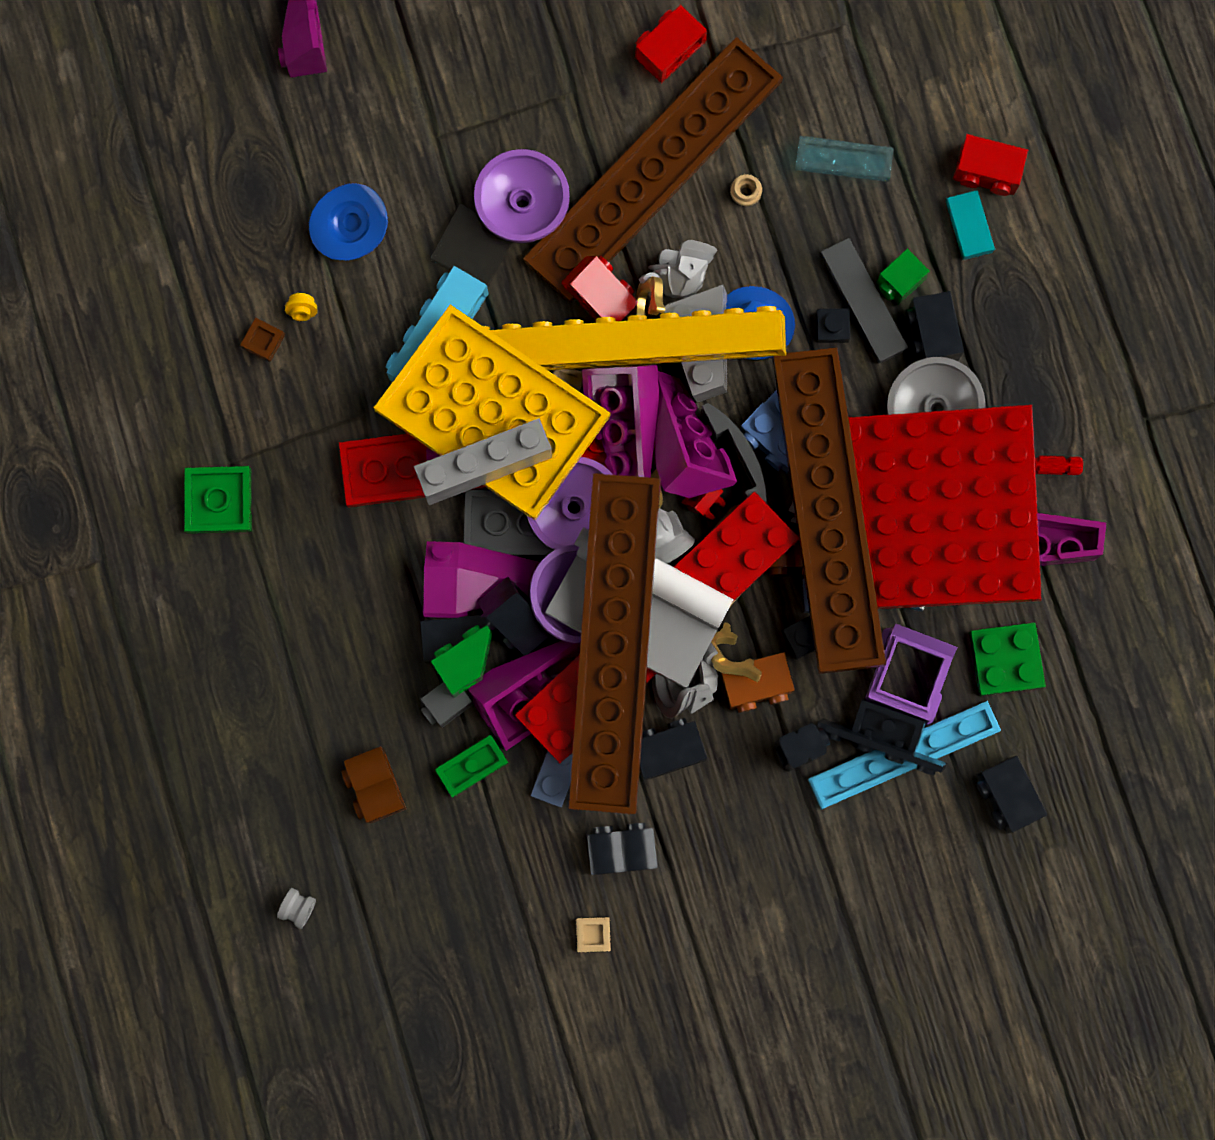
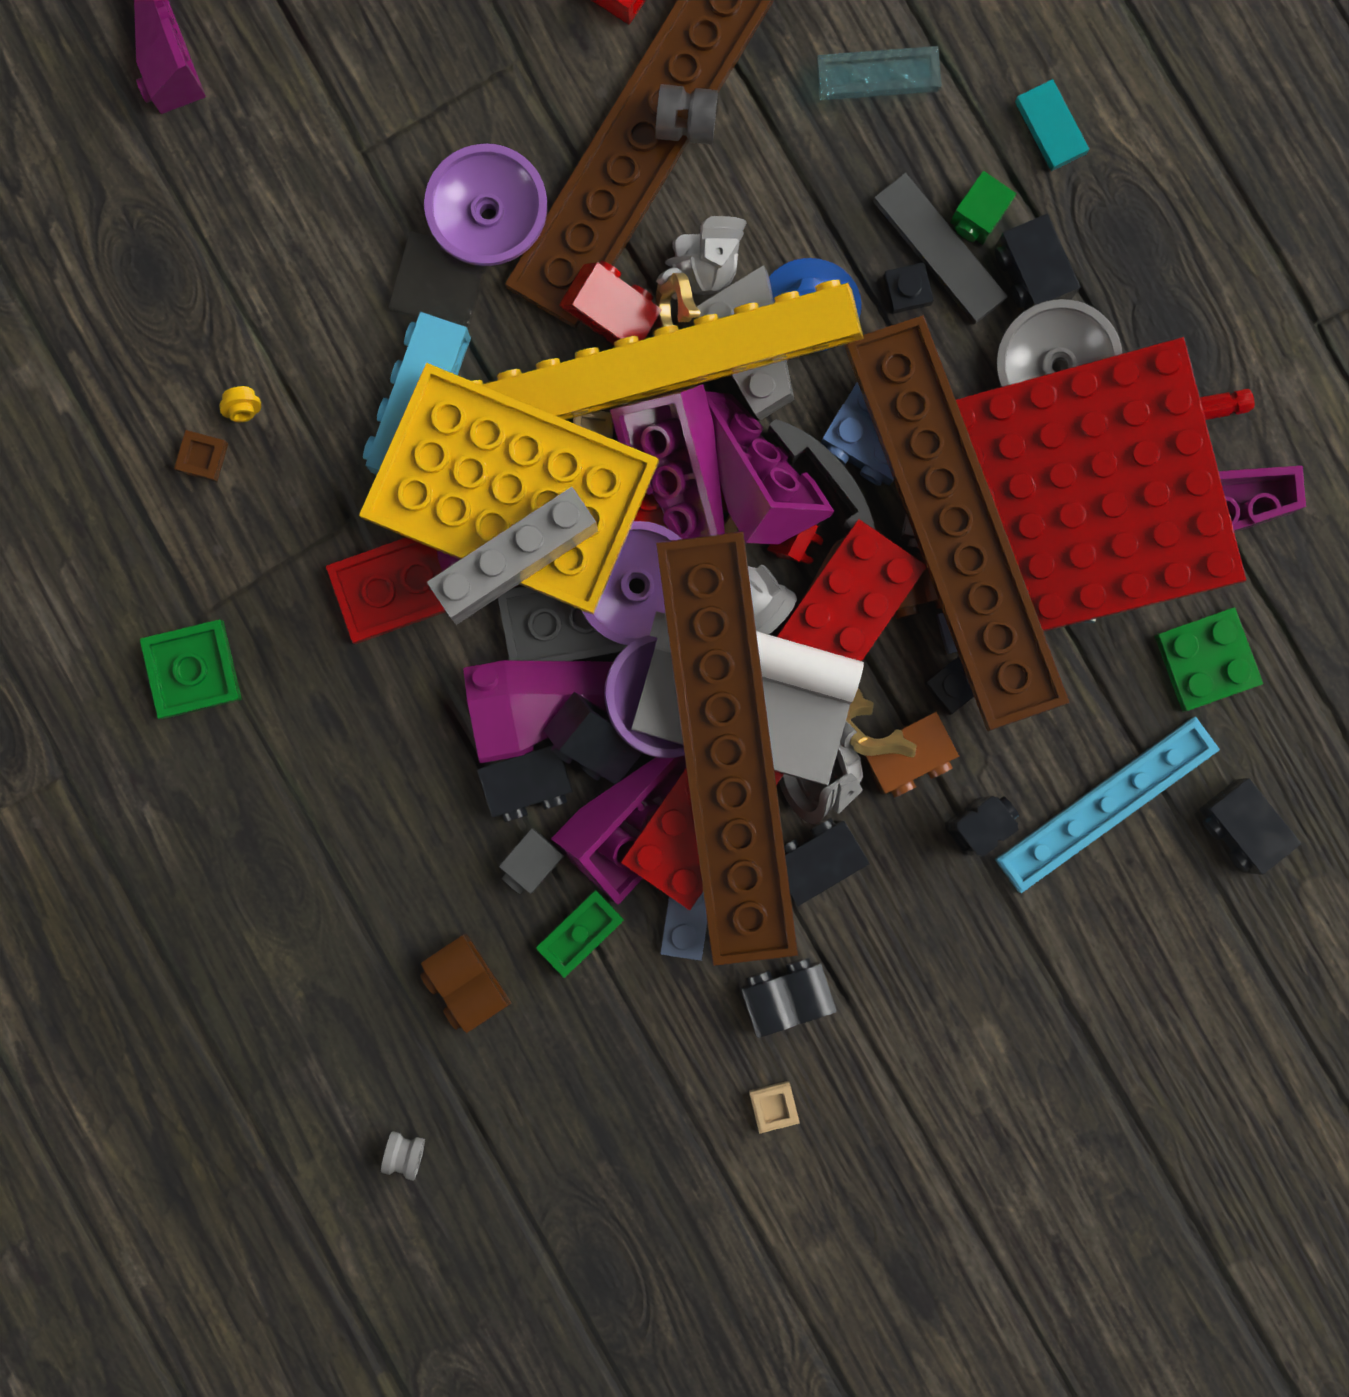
camera: 15 degrees left, 5 degrees up
(348, 222) = (275, 284): blue hat -> none
(465, 662) = (545, 811): green slope -> none
(699, 164) = (701, 114): none -> flat silver wheel
(746, 181) = (764, 127): tan plate -> none
(886, 731) = (1082, 783): black bracket -> none
(921, 642) = (1133, 668): medium lavender piece -> none
(990, 165) = (1062, 43): red brick -> none

